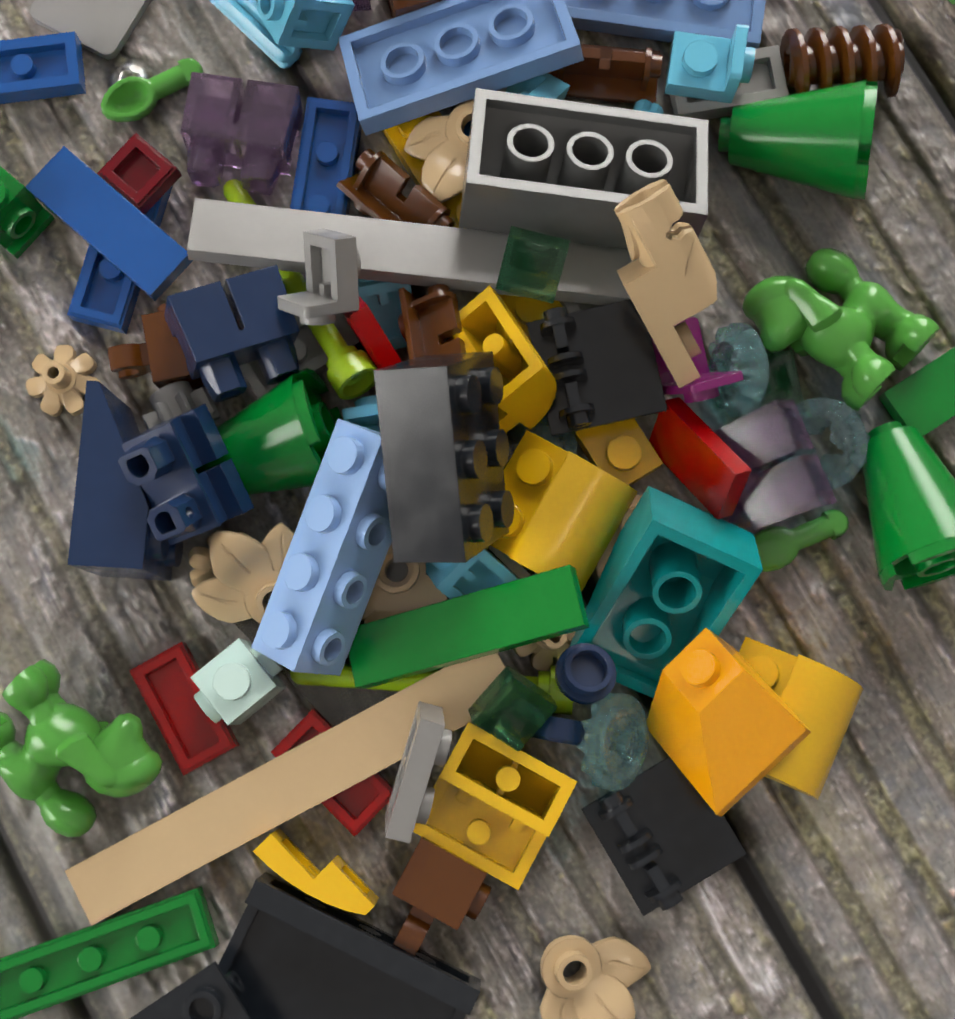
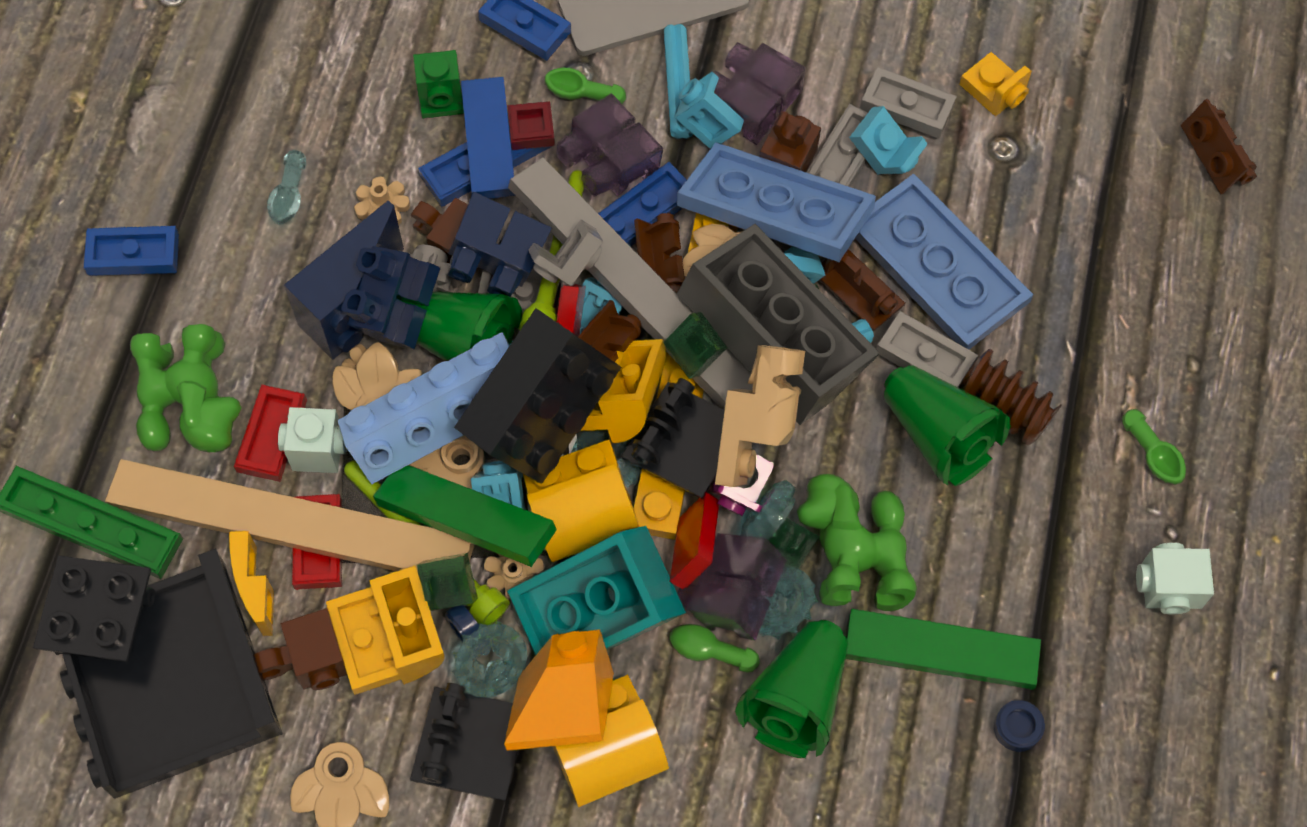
camera: 40 degrees right, 15 degrees down
(410, 796) = (375, 555): light grey plate -> none
(585, 673) = (508, 601): dark blue plate -> none
(709, 65) = (918, 329): medium azure bracket -> none

